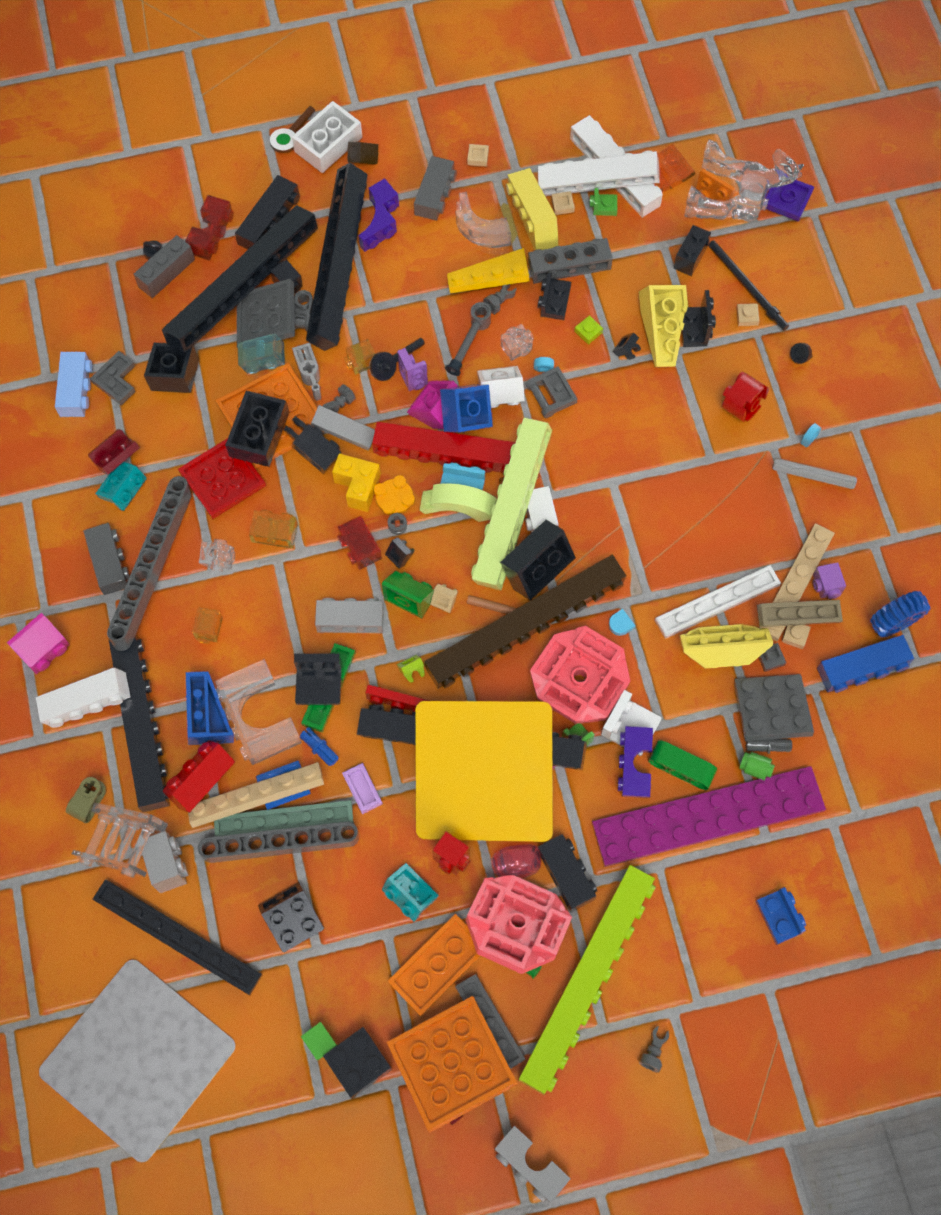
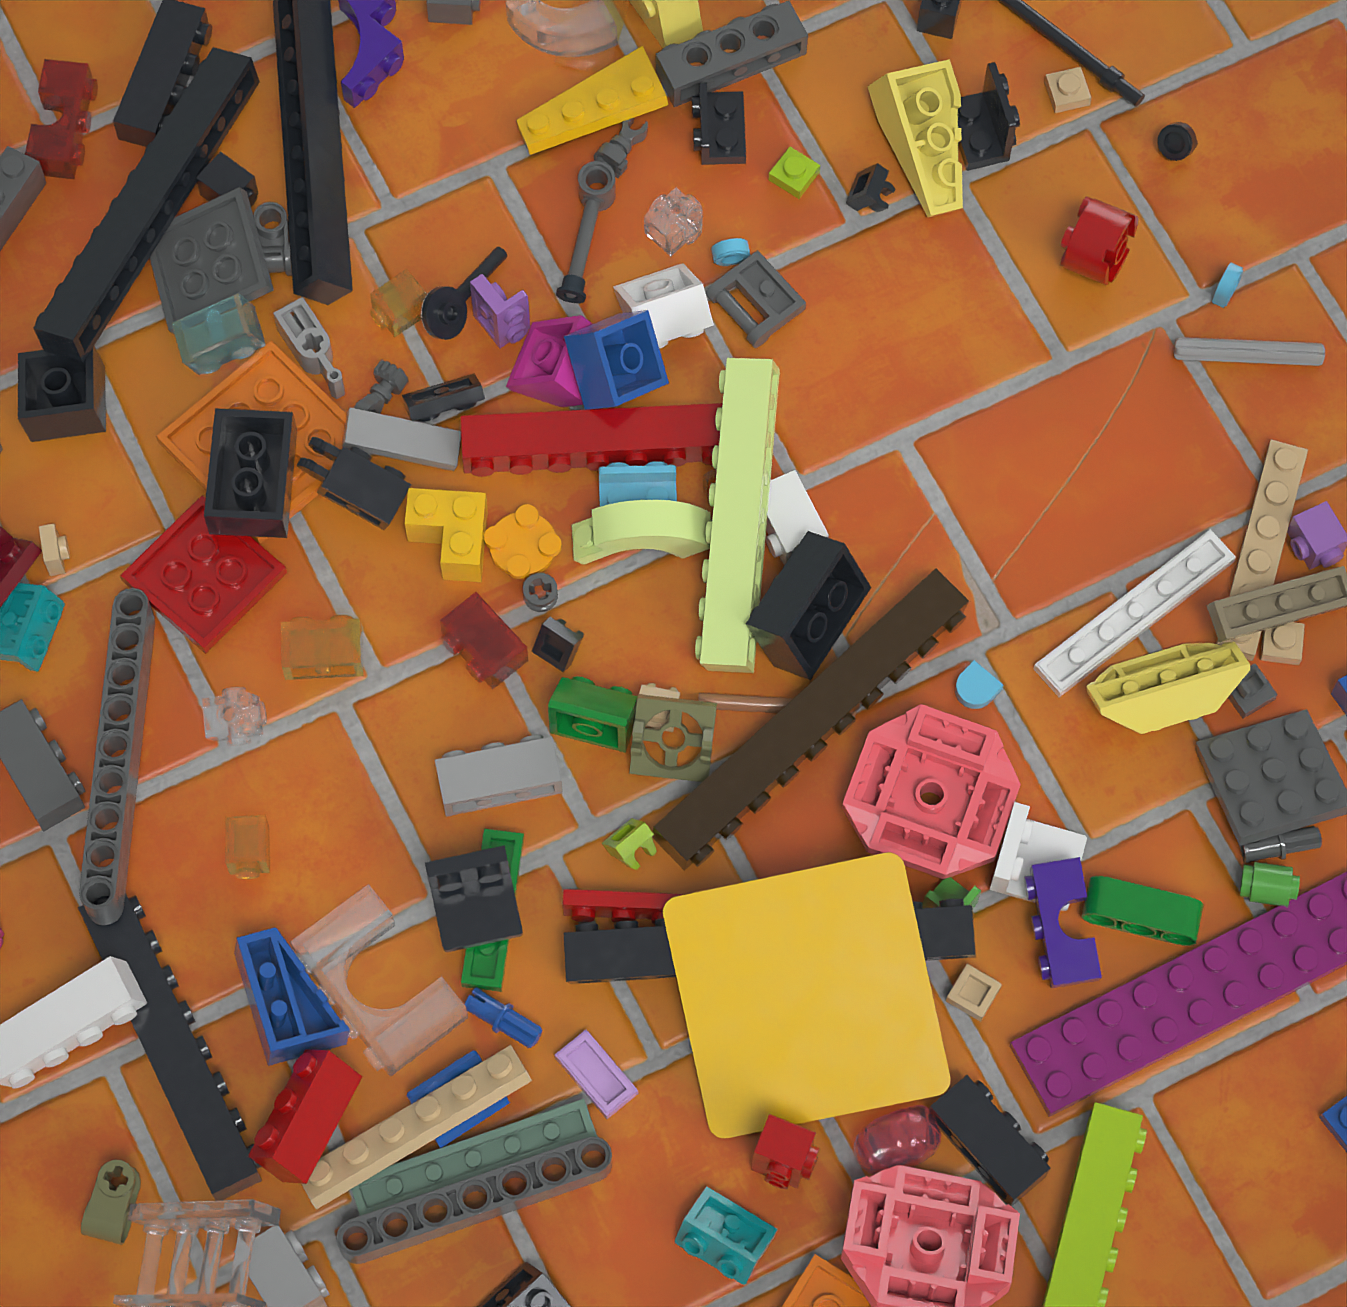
camera: 15 degrees left, 0 degrees up
(147, 448) = (54, 549): none -> tan plate
(364, 411) = (454, 394): none -> black plate
(428, 624) = (646, 709): none -> olive piece
(578, 789) = (973, 992): none -> tan plate

